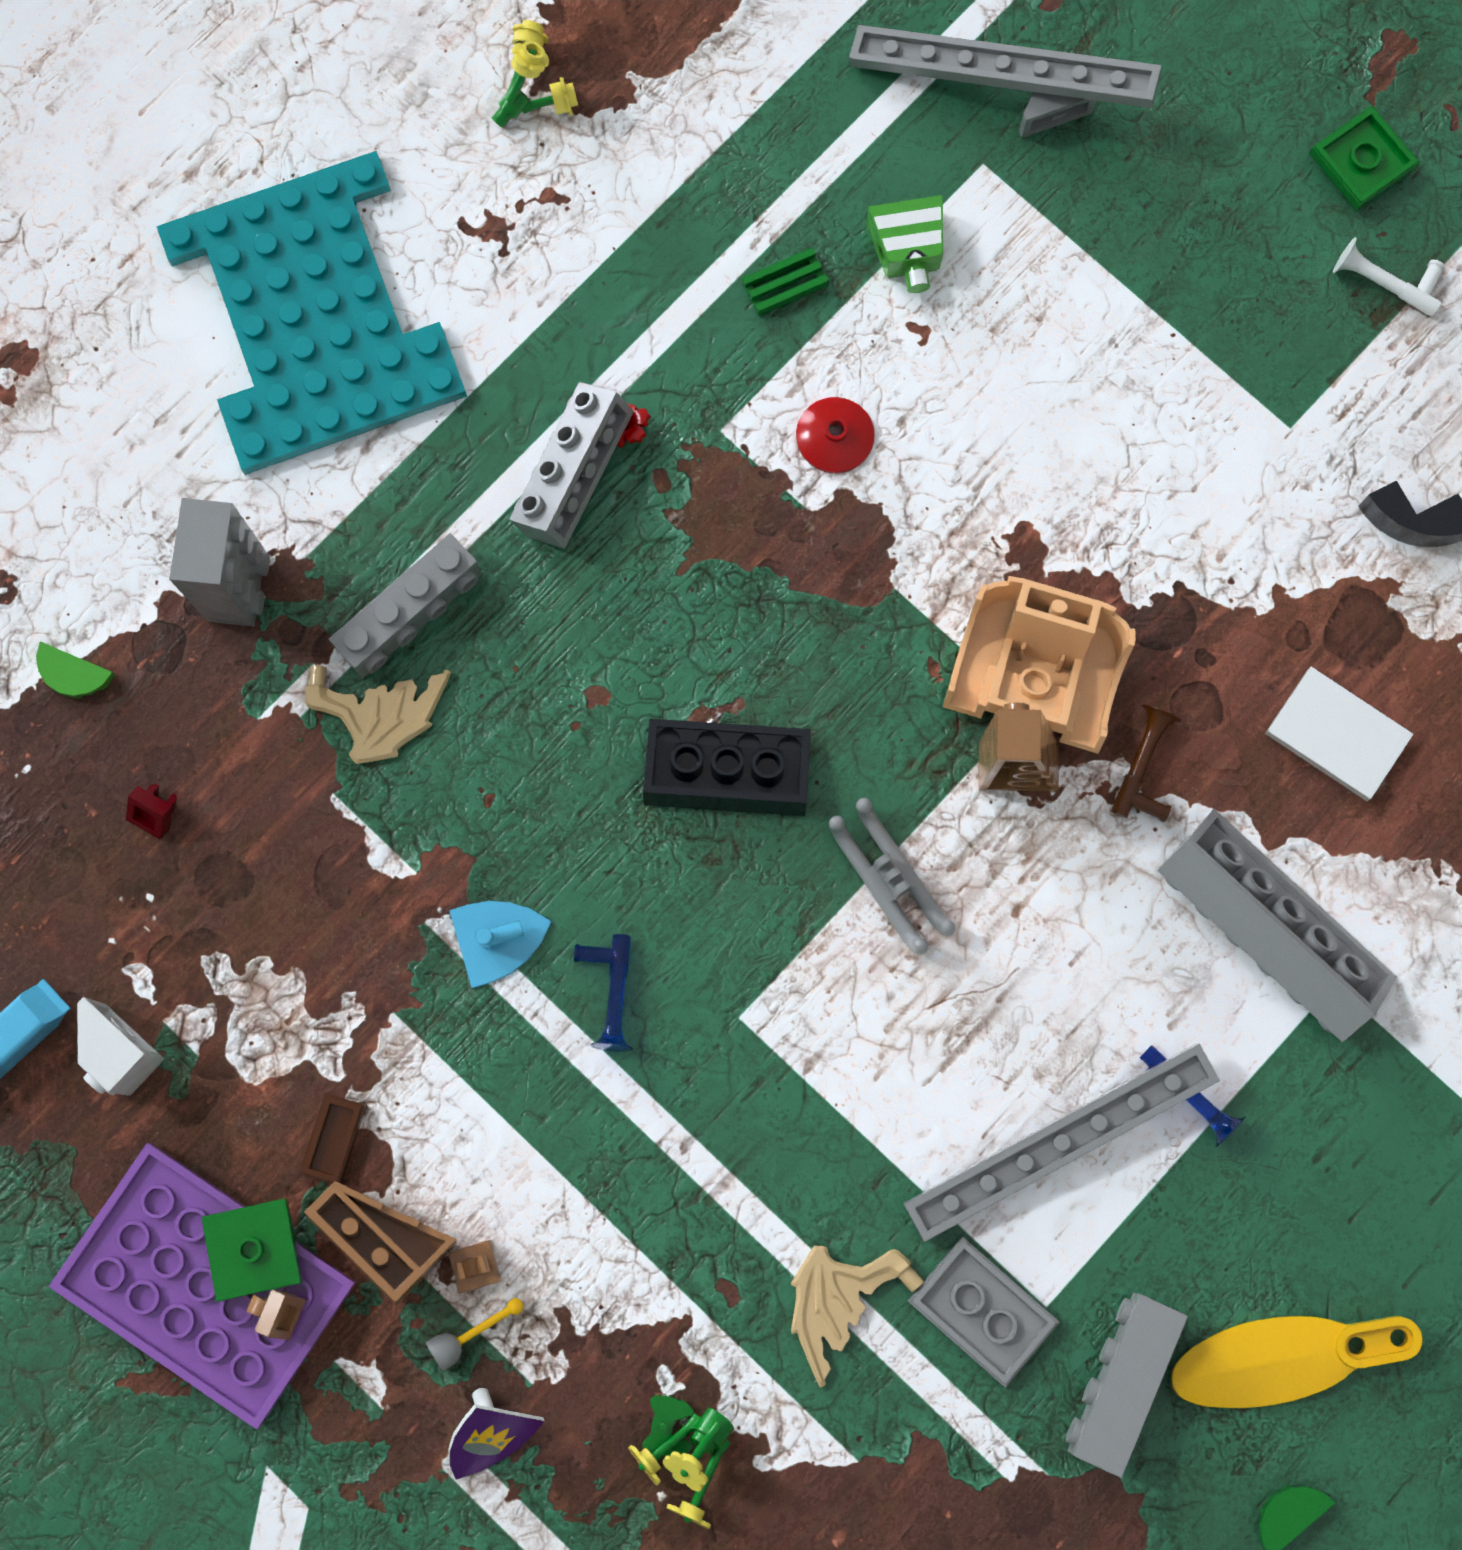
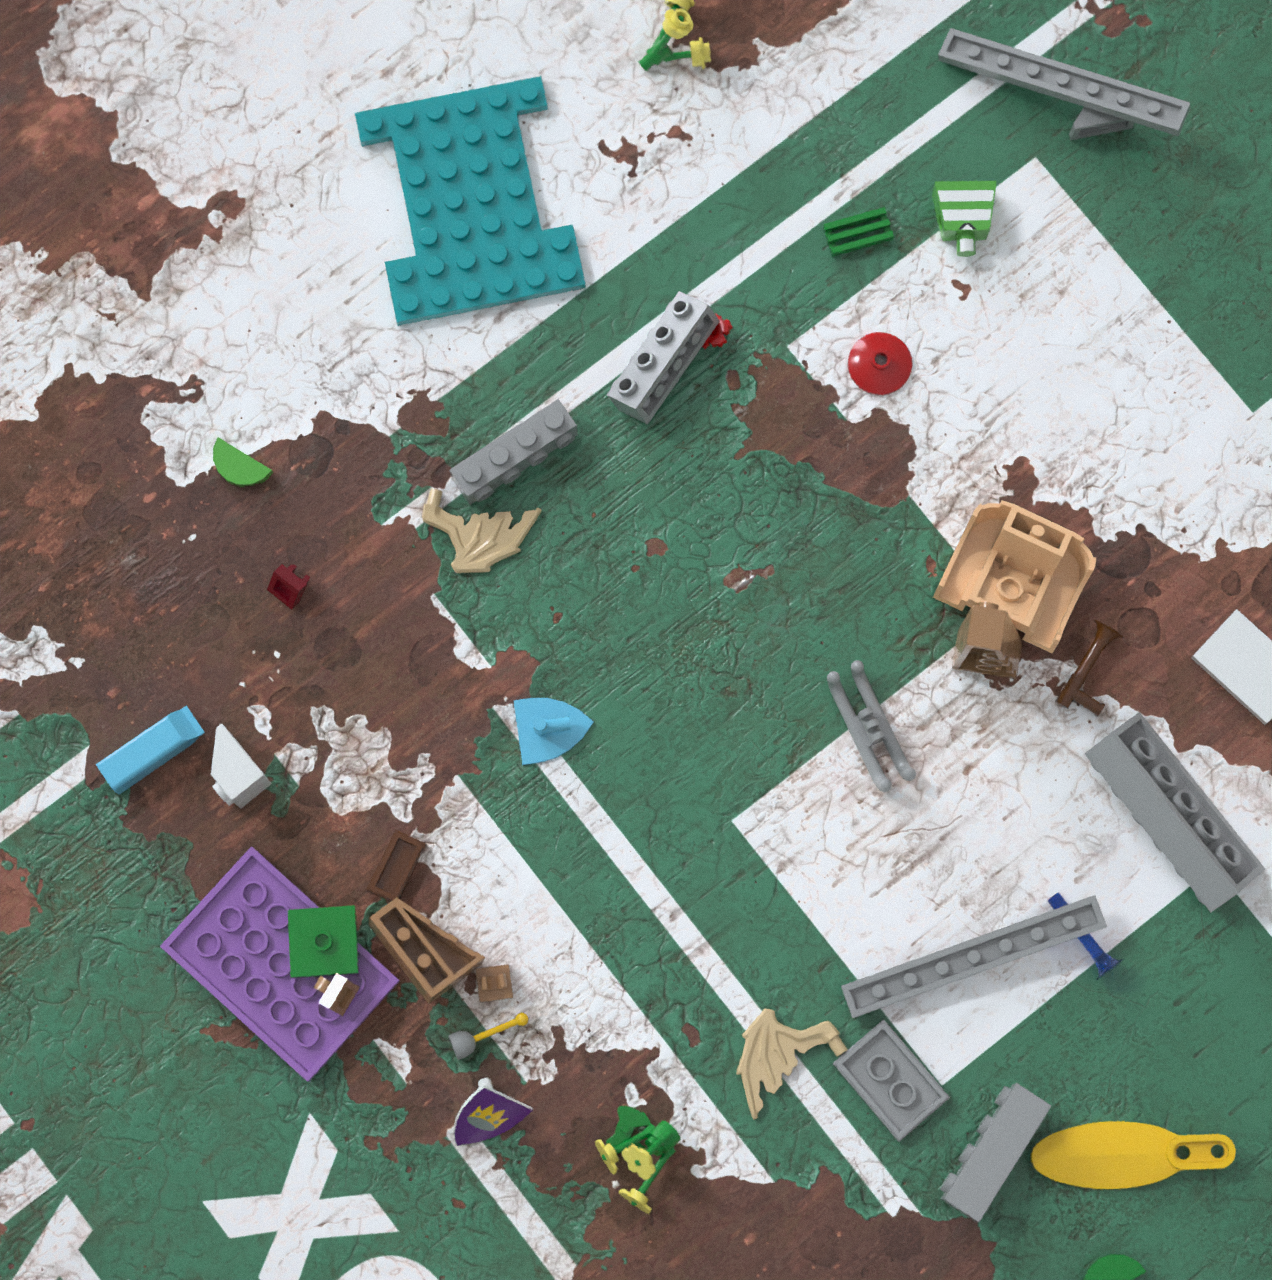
camera: 10 degrees right, 0 degrees up
(218, 562) = (373, 397): light grey brick -> none
(618, 957) = (642, 757): clear blue piece -> none
(727, 767) = (752, 619): black slope -> none

